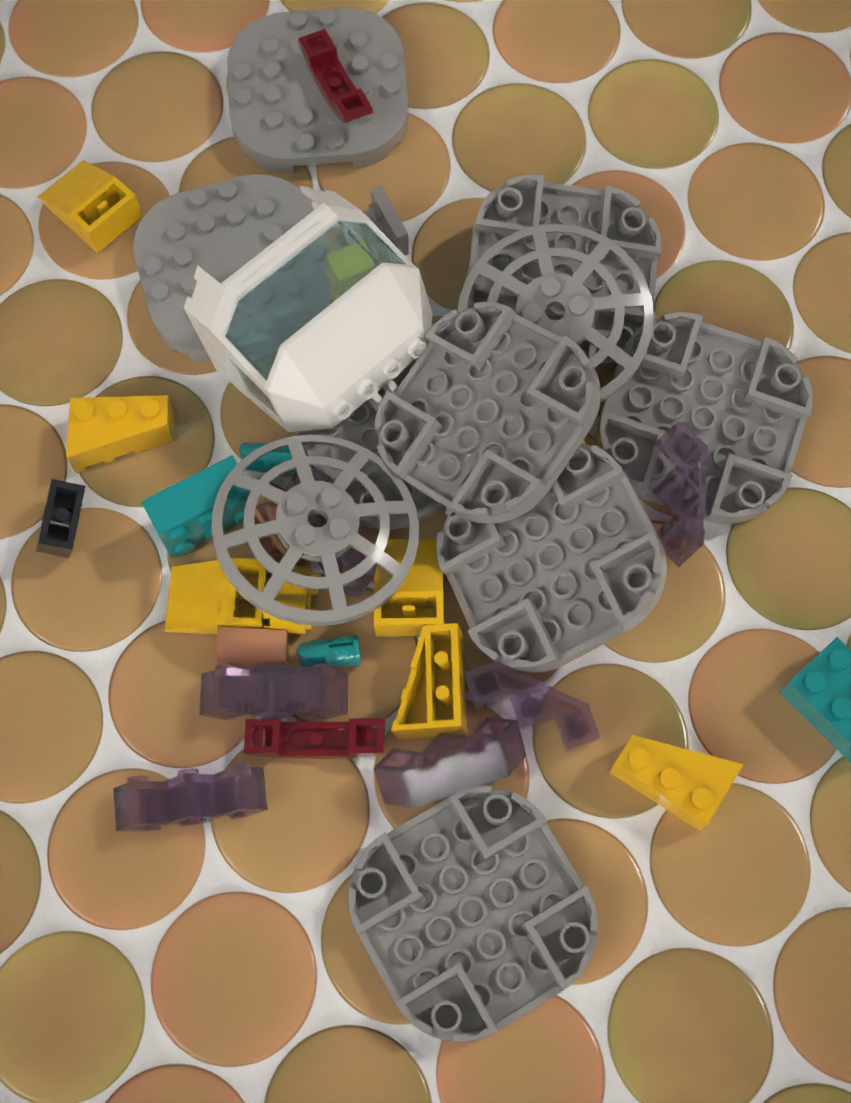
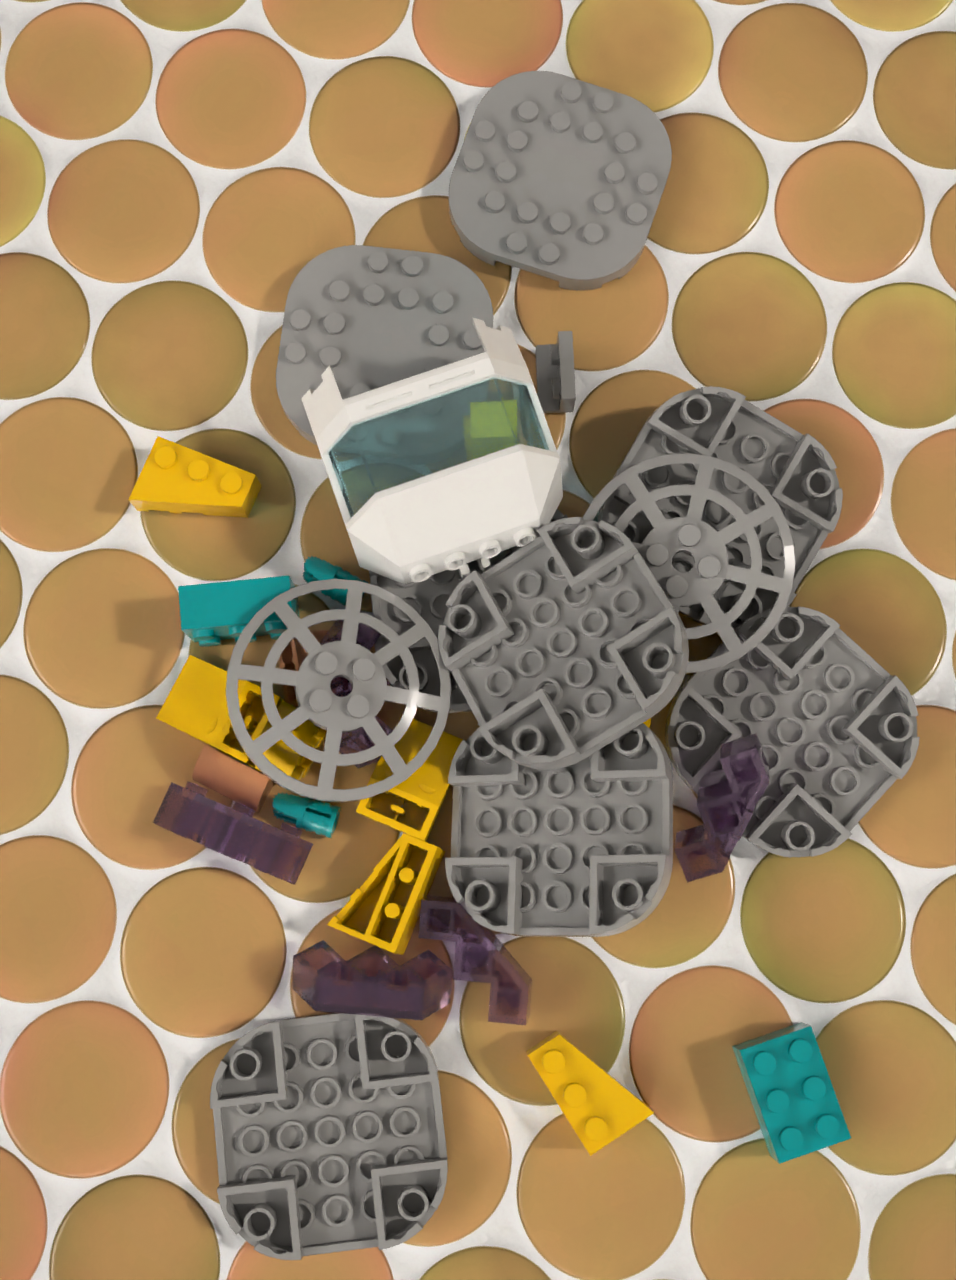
camera: 20 degrees right, 10 degrees up
(60, 518) = (99, 560): black brick -> none
(92, 204) = (267, 218): yellow slope -> none
(190, 798) = (110, 902): brick -> none
(315, 739) = (254, 893): dark red slope -> none
(332, 78) = (576, 182): dark red slope -> none

